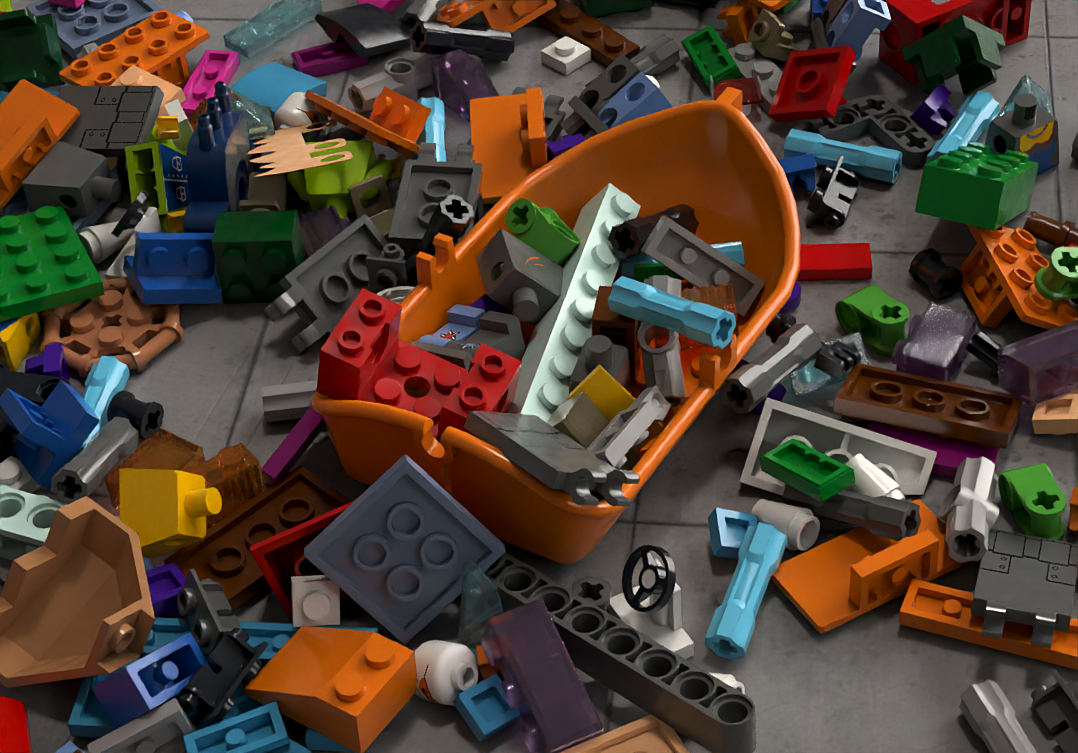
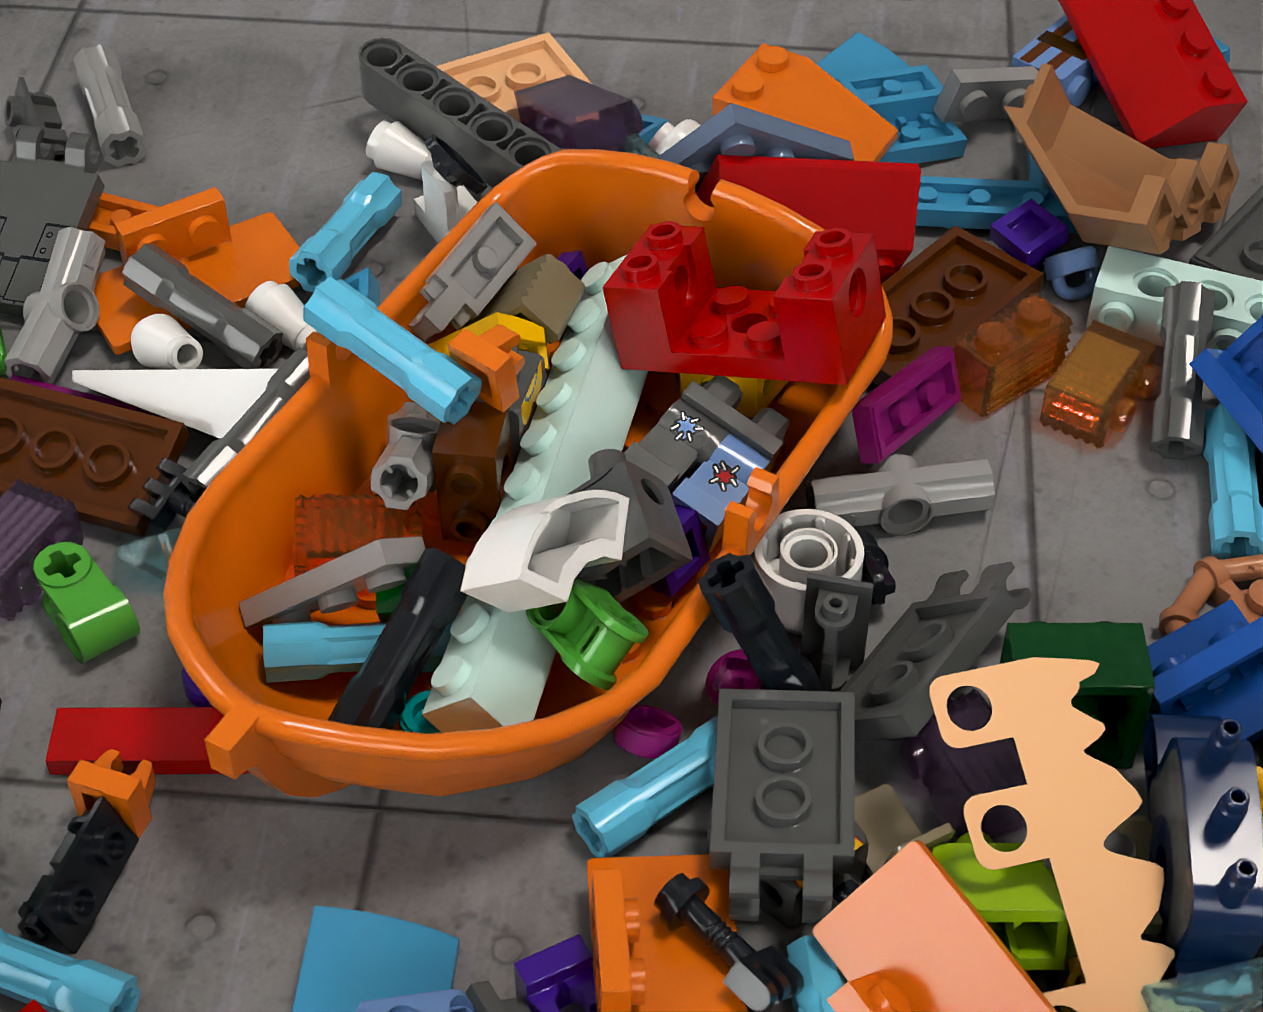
camera: 175 degrees right, 5 degrees up
(141, 415) = (1168, 474): black bush -> none
(149, 680) = (981, 133): blue brick -> none
(166, 508) = (1063, 274): yellow torso -> none
(205, 611) = (971, 197): dark grey hinge -> none
(212, 692) = (918, 122): black hinge -> none
(496, 153) = (755, 976): none -> black hinge
(551, 456) = (565, 186): dark grey tile -> none
(565, 225) = (541, 547): none -> white brick
(605, 309) = (492, 361): none -> orange tile
(800, 171) = (132, 922): blue tile -> none
(807, 470) = (247, 310): green plate -> none
(823, 222) = (125, 793): none -> orange tile

